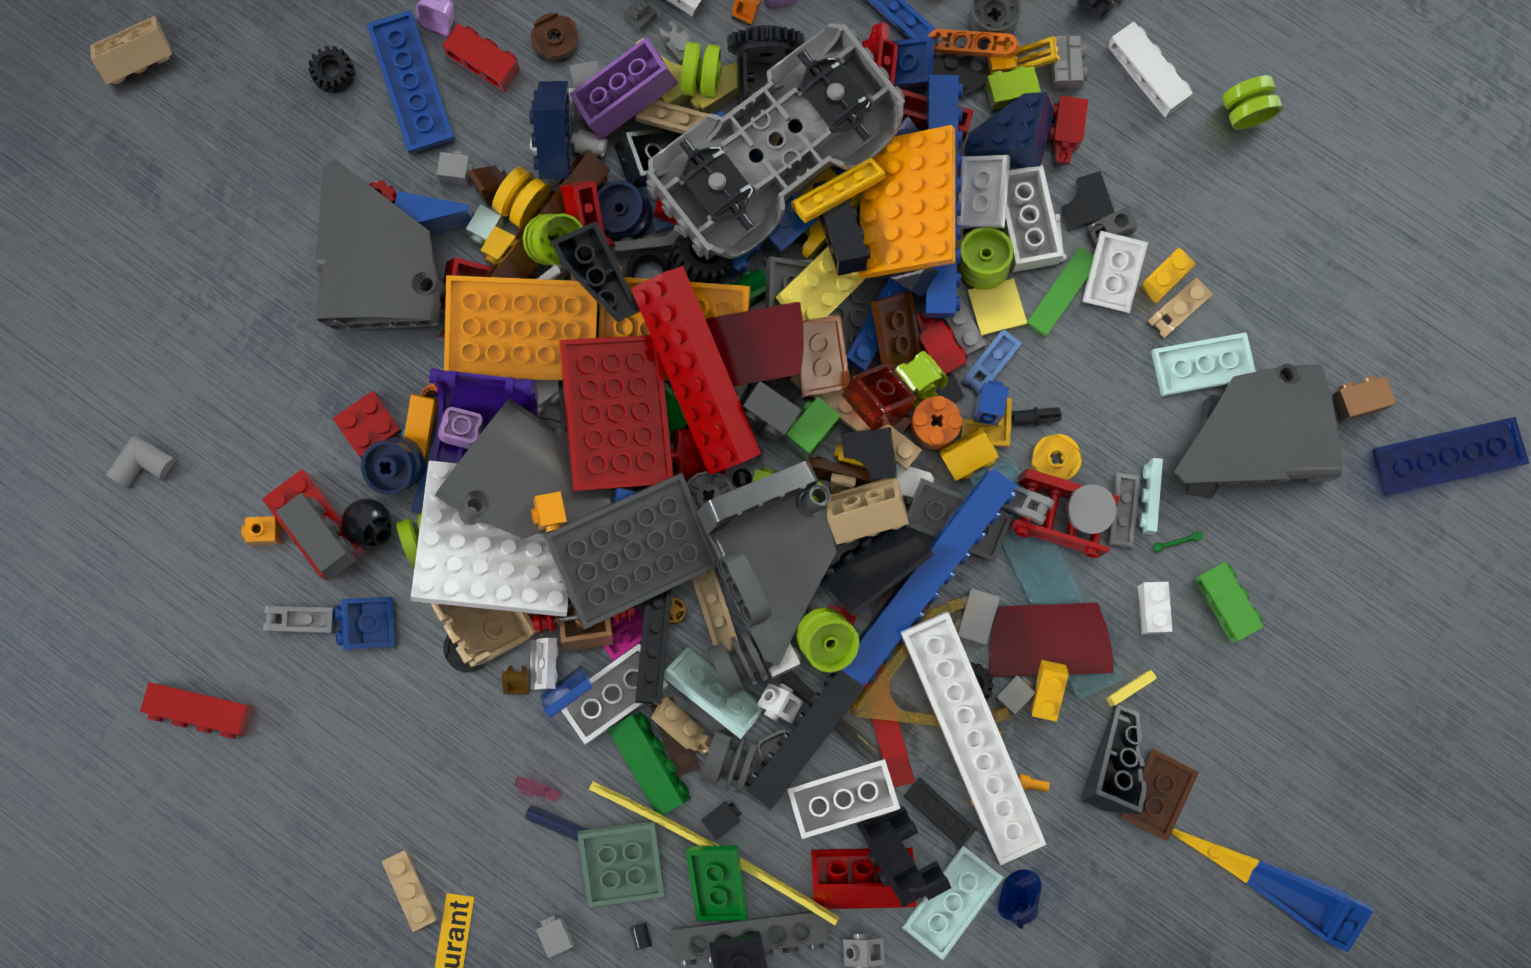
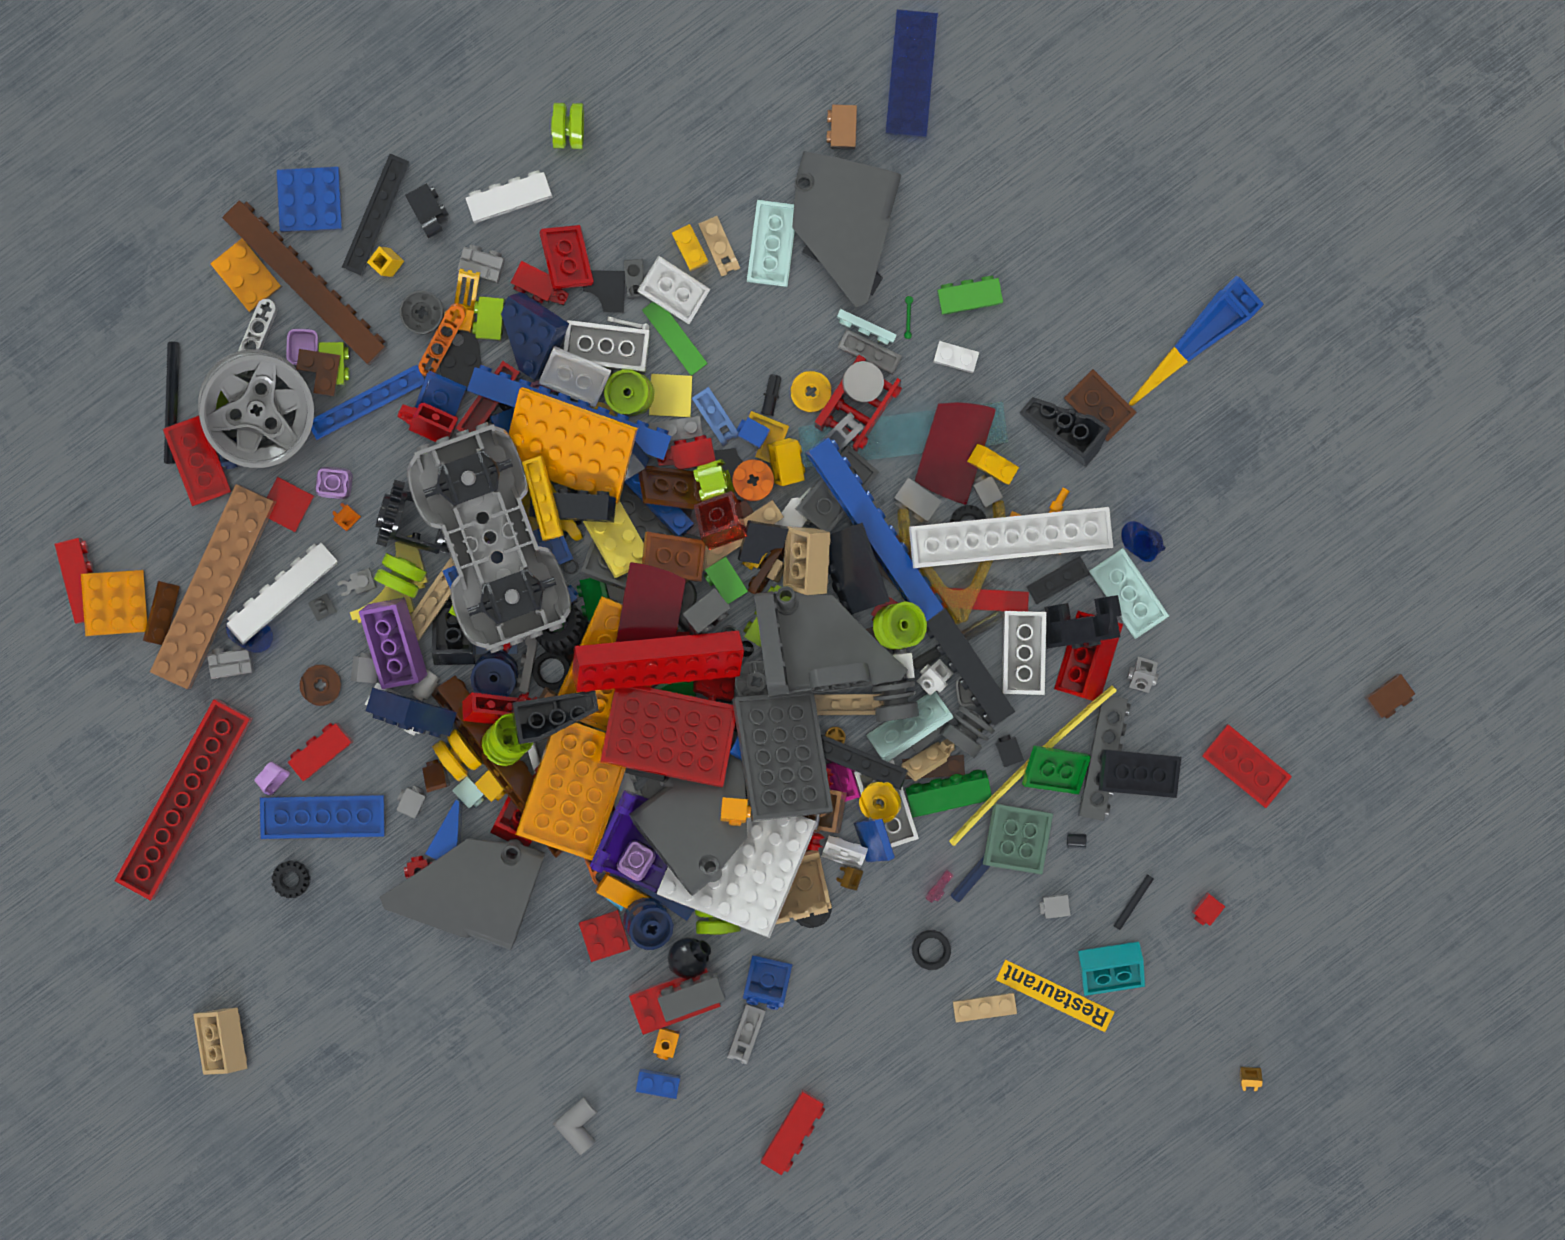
camera: 70 degrees left, 10 degrees up
(211, 536) = (658, 1083): none -> blue brick
(441, 796) = (931, 965): none -> black tyre
(625, 685) = (885, 792): none -> yellow plate
(1109, 145) = (566, 257): none -> red plate
(1130, 688) = (1011, 398): light yellow tile -> none

